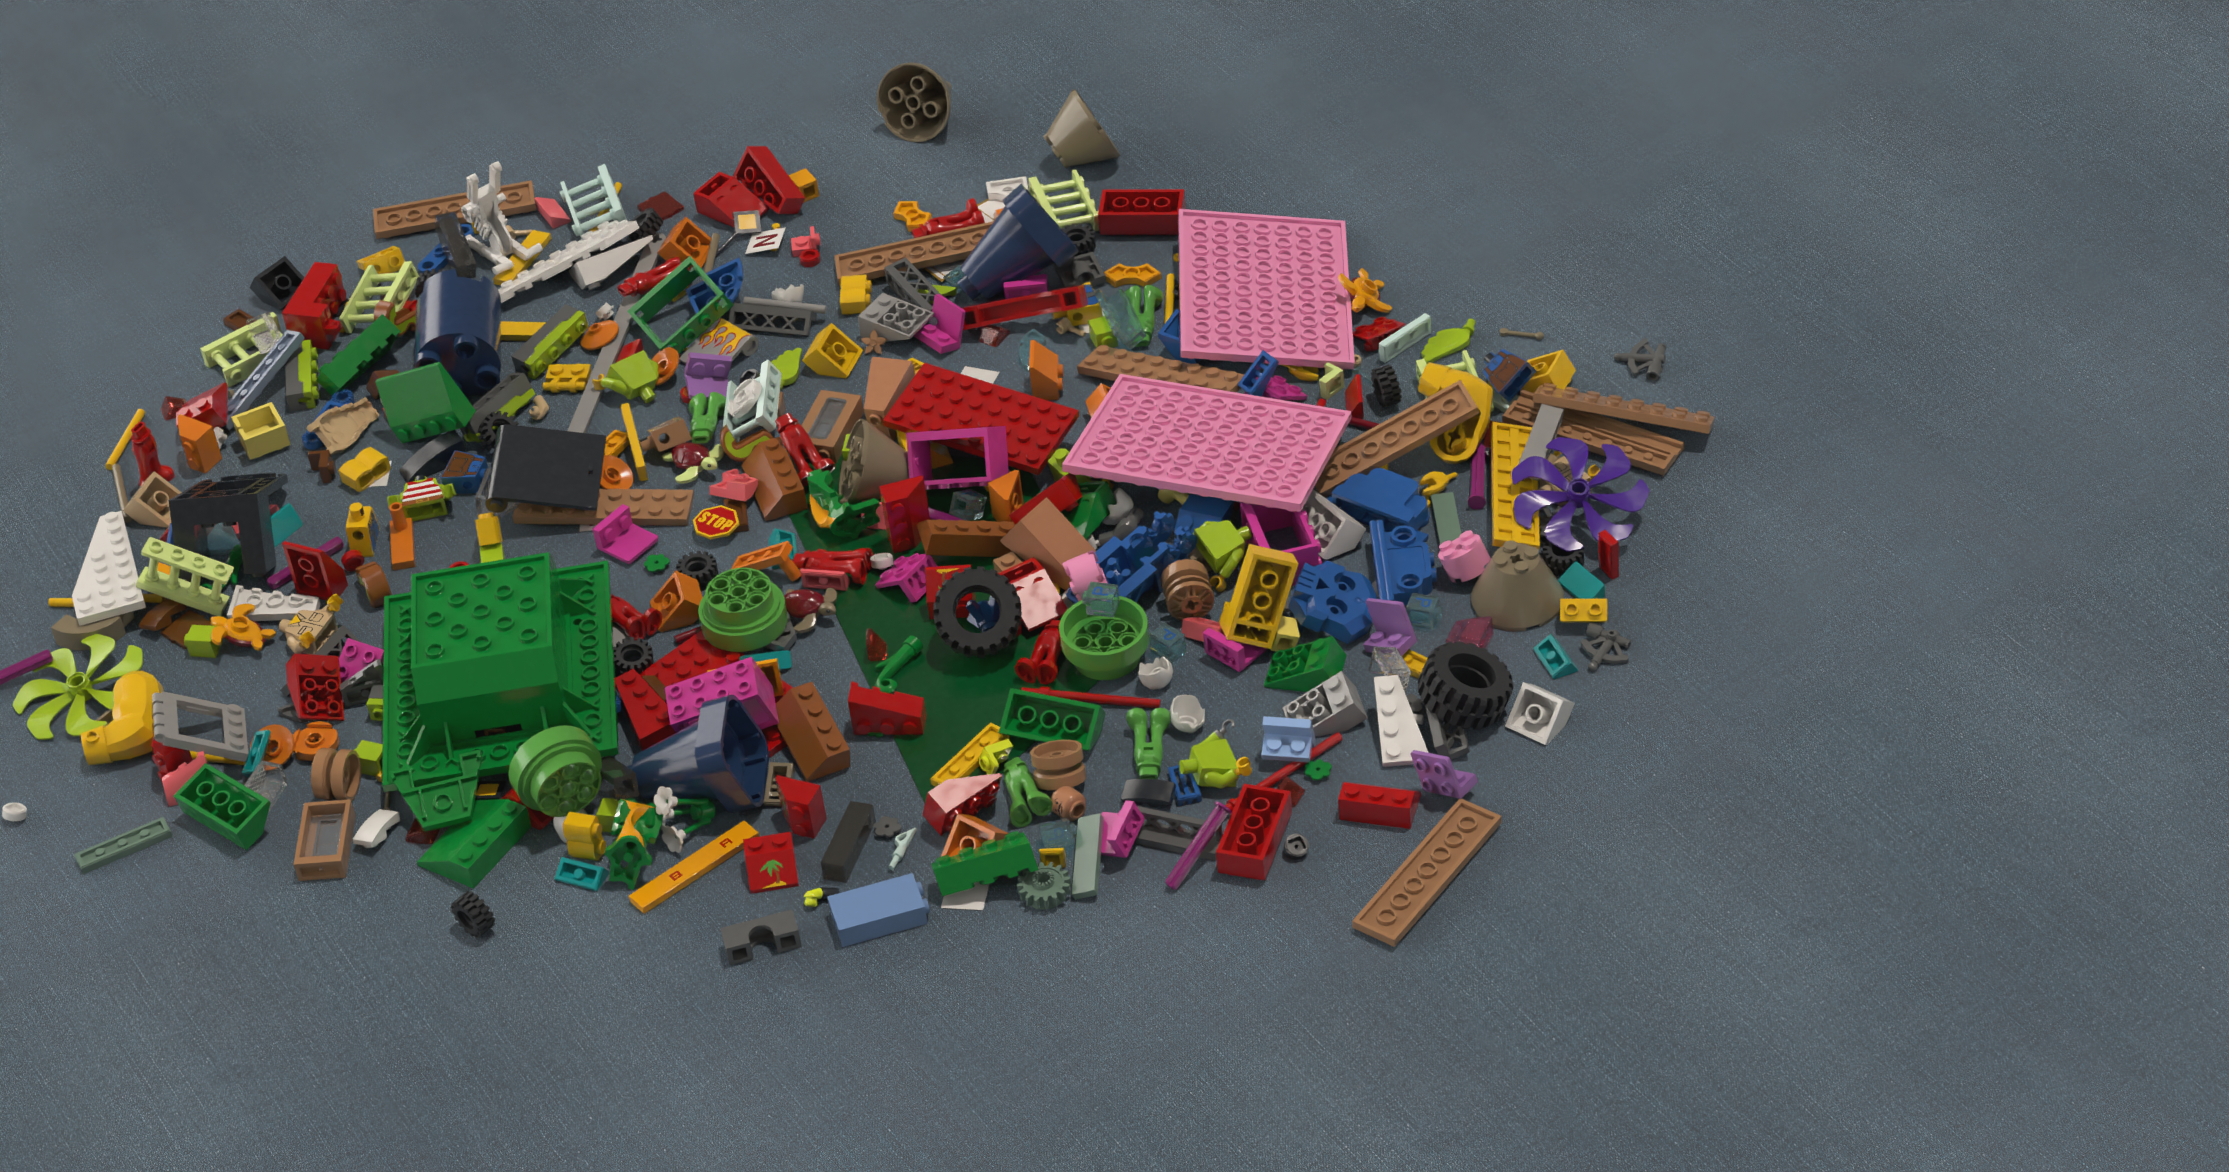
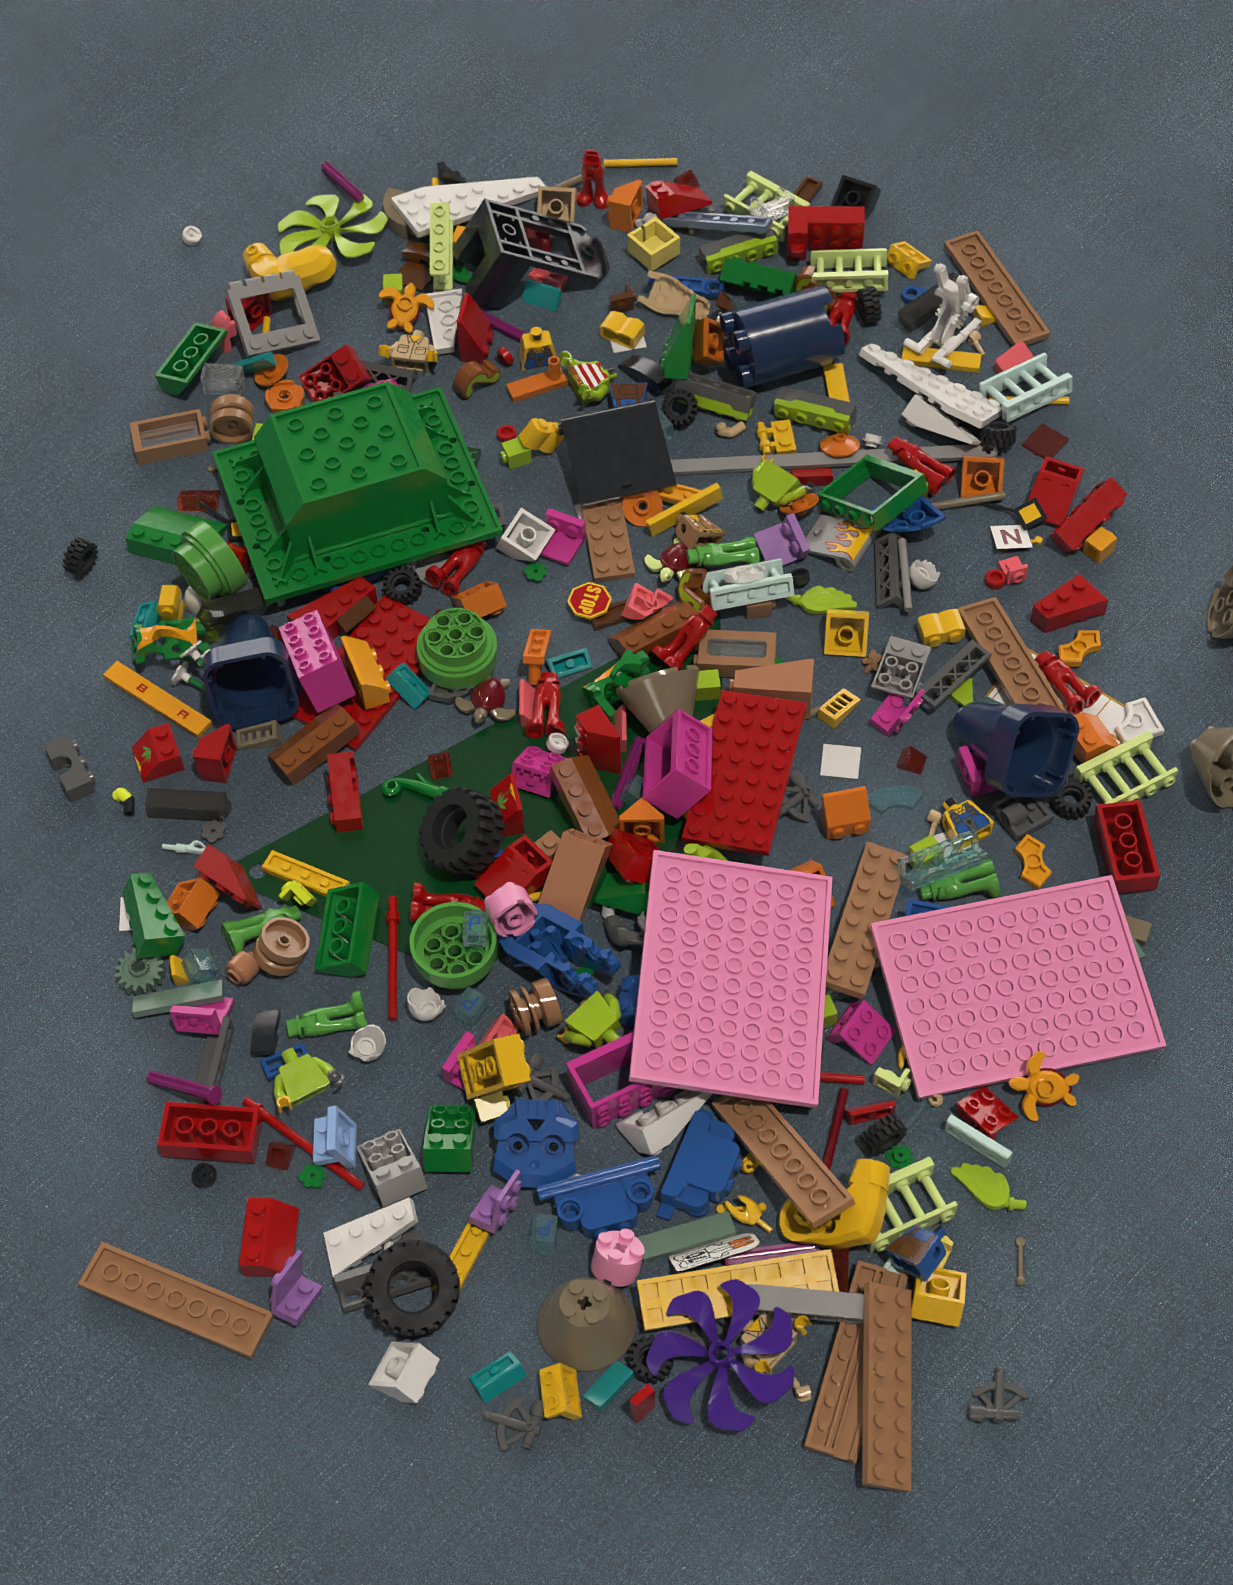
camera: 75 degrees right, 15 degrees up
(59, 585) = (447, 176): none -> black slope
(123, 845) = (162, 313): sand green tile -> none
(375, 827) = (188, 465): white slope -> none
(444, 801) = (200, 499): green wing -> none
(622, 557) = (525, 537): none -> white slope
(699, 561) = (528, 613): black tyre -> none
(862, 211) = (1068, 604): none -> red wedge
(878, 909) = (104, 847): medium blue brick -> none
(1025, 306) = (924, 740): red arch -> none
(1264, 378) = (855, 1004): blue slope -> none
(1390, 662) = (442, 1214): clear panel -> none
(1407, 391) = (900, 1162): none -> green plant
(1471, 501) = (714, 1251): none -> sticker
(1473, 631) = (513, 1289): clear pink piece -> none

